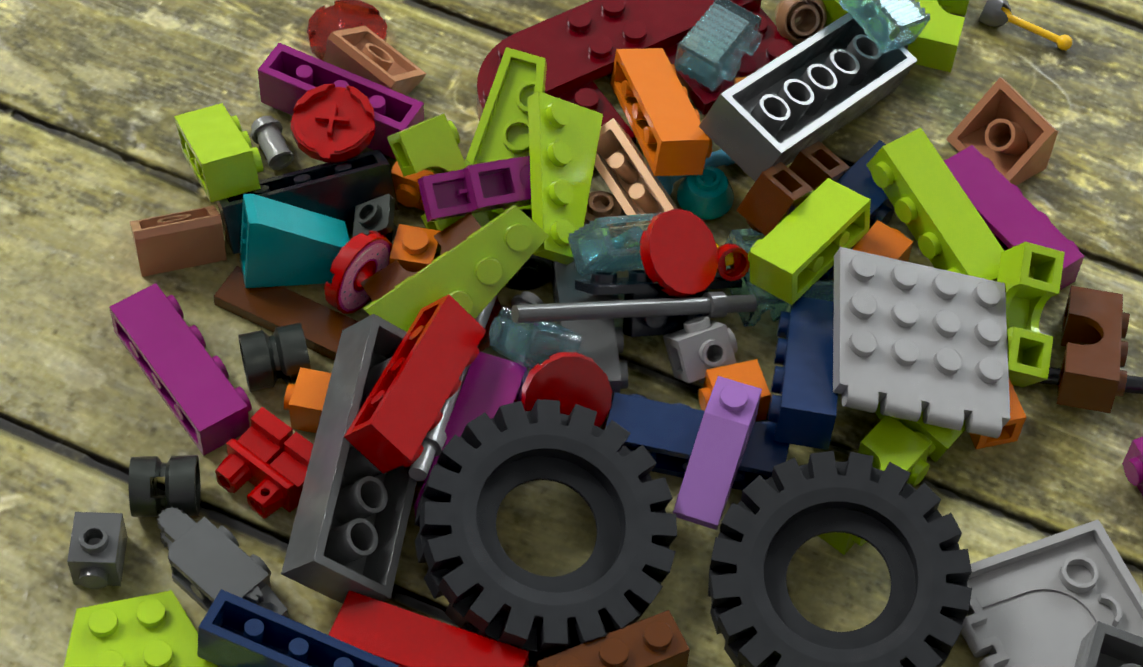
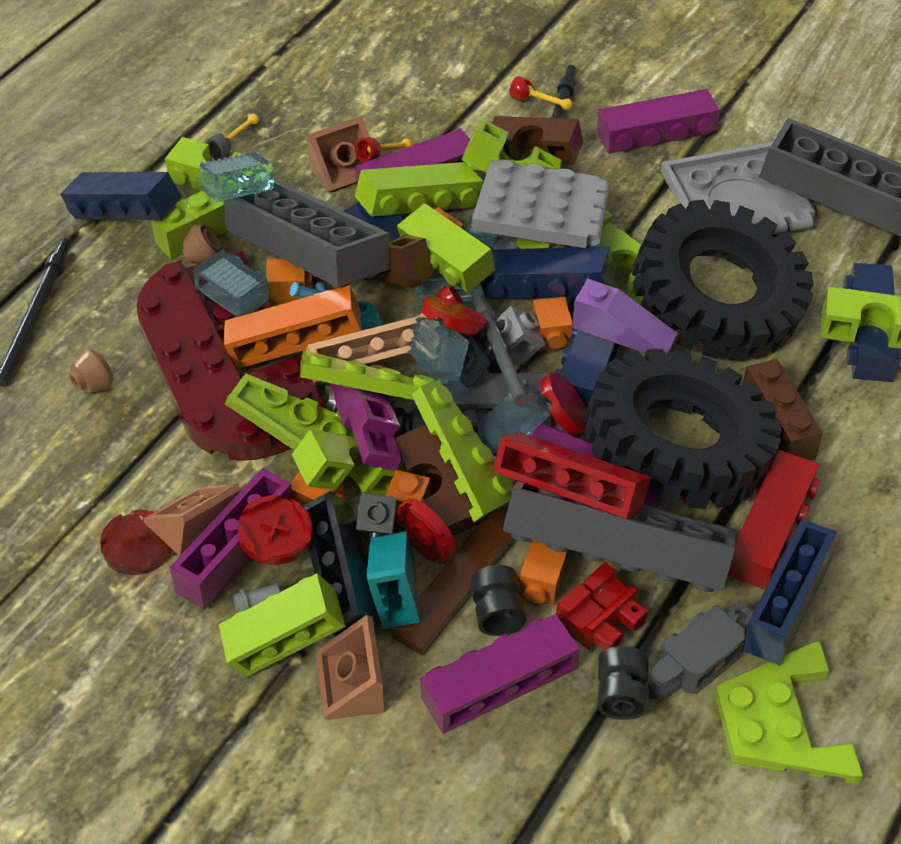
camera: 80 degrees left, 5 degrees down
(97, 549) = (682, 736): dark grey brick -> none
(1011, 158) = (370, 146): none -> red hinge

